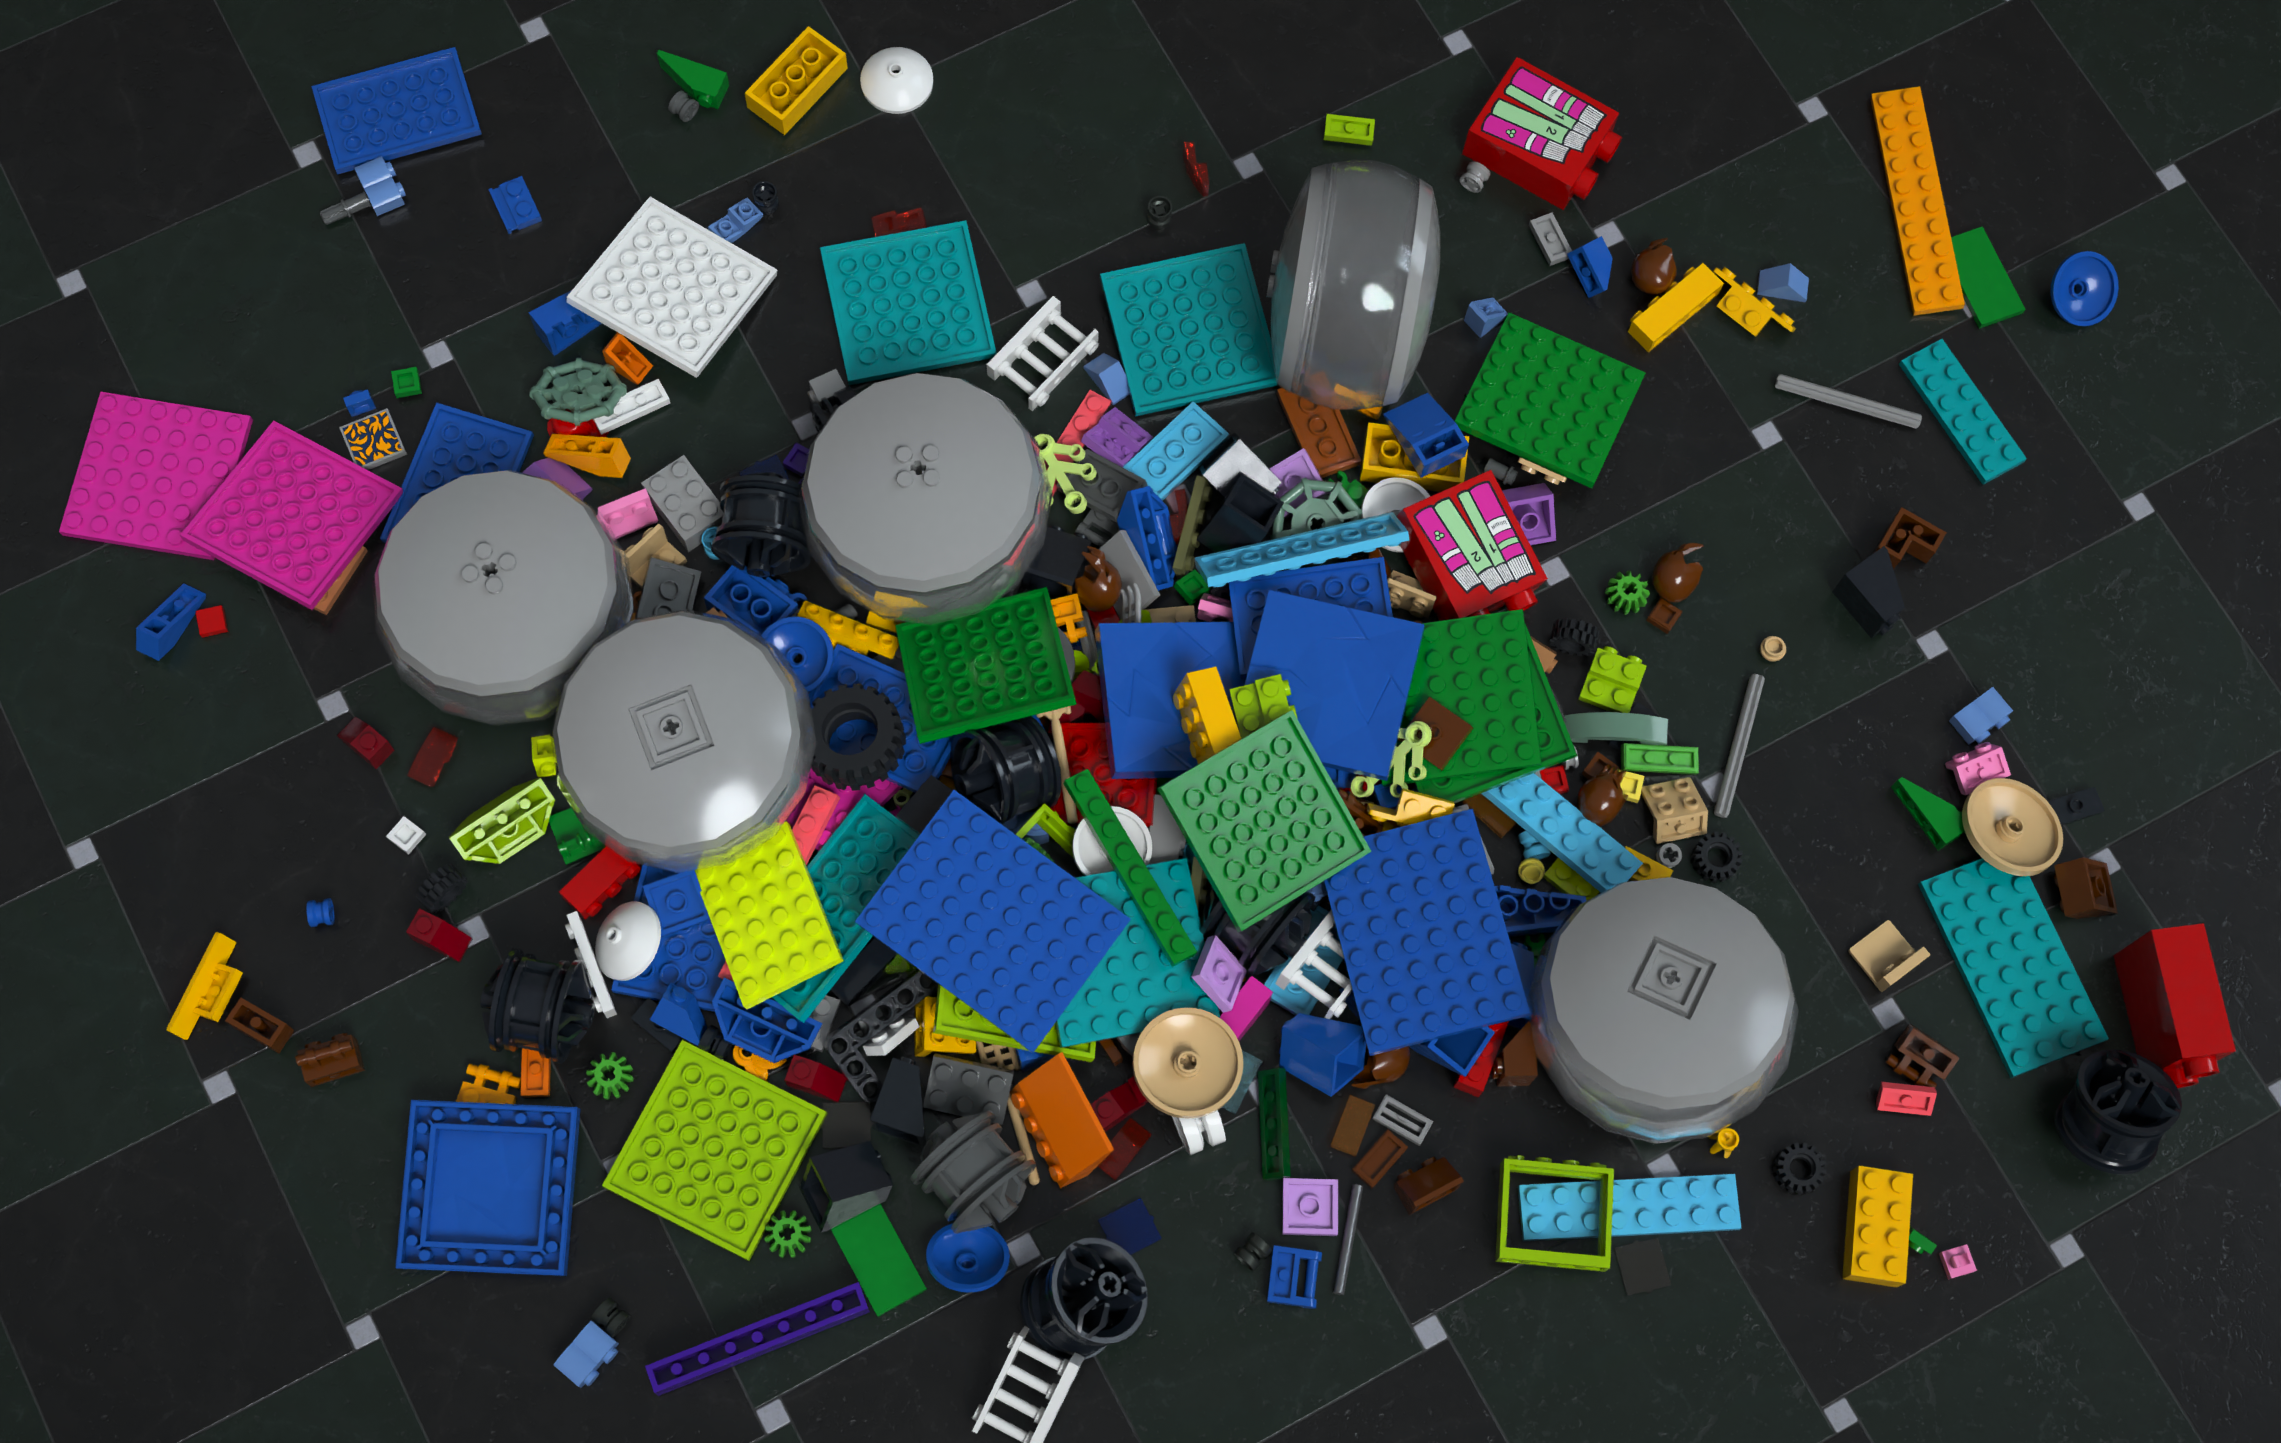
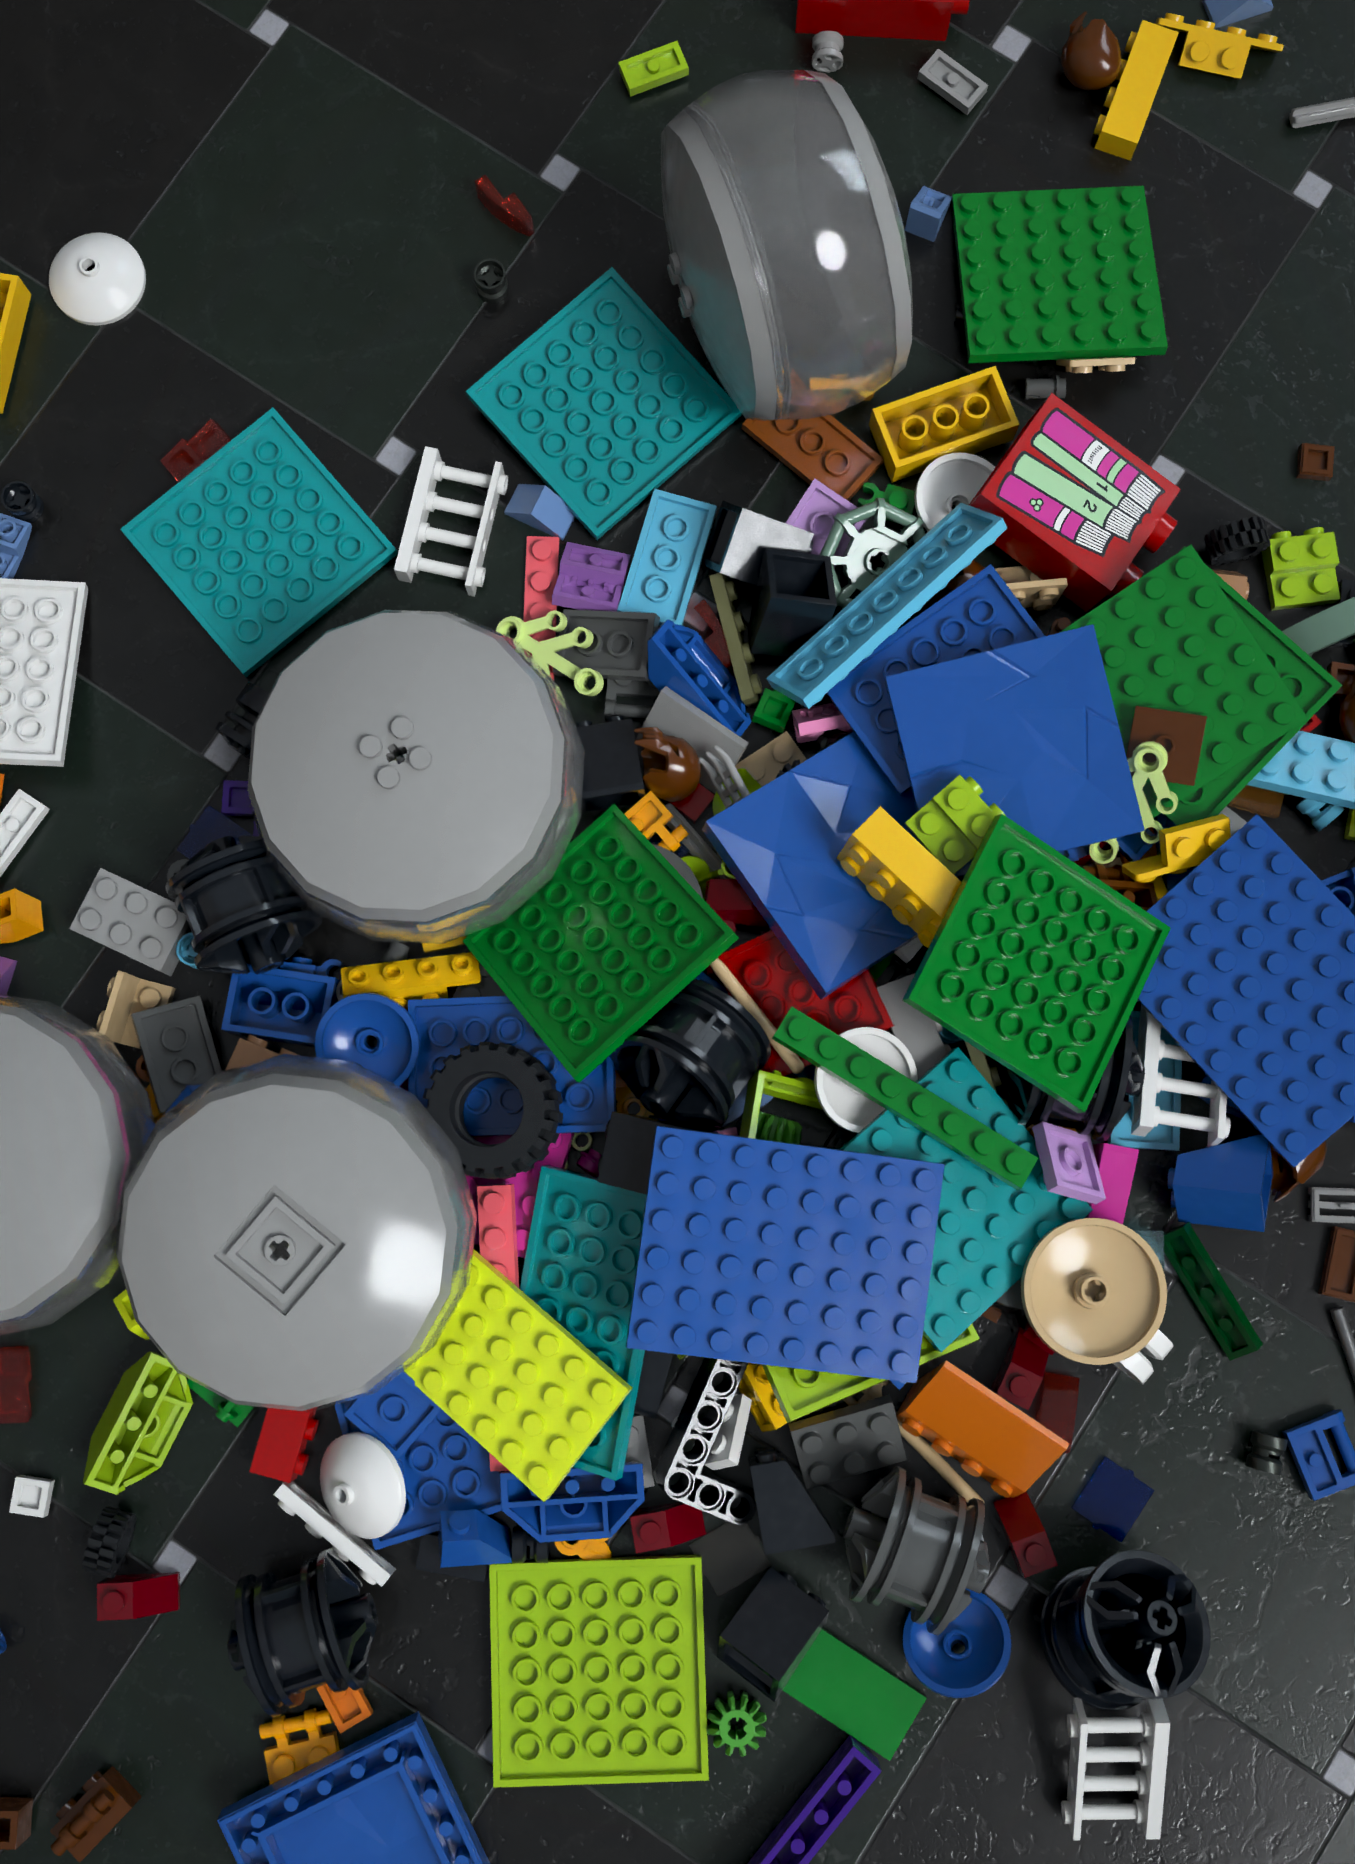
camera: 20 degrees left, 10 degrees up
(599, 1080) = (418, 1657): bright green gear -> none
(629, 513) = (75, 972): bright pink bracket -> none
(825, 387) = (221, 696): light grey brick -> none
(1054, 1216) = (1025, 1535): none -> dark red slope
(1310, 1207) = (1300, 1364): lavender plate -> none
(1352, 1125) = (1294, 1243): clear orange tile -> none
(1427, 434) = (950, 387): blue slope -> none
(1531, 870) = (1332, 840): light yellow plate -> none
(1534, 511) = (1113, 410): medium lavender slope -> none
(1592, 265) = (1019, 89): blue slope -> none
(1620, 585) = (1267, 446): bright green gear -> none
(1673, 577) = (1308, 410): reddish brown helmet -> none

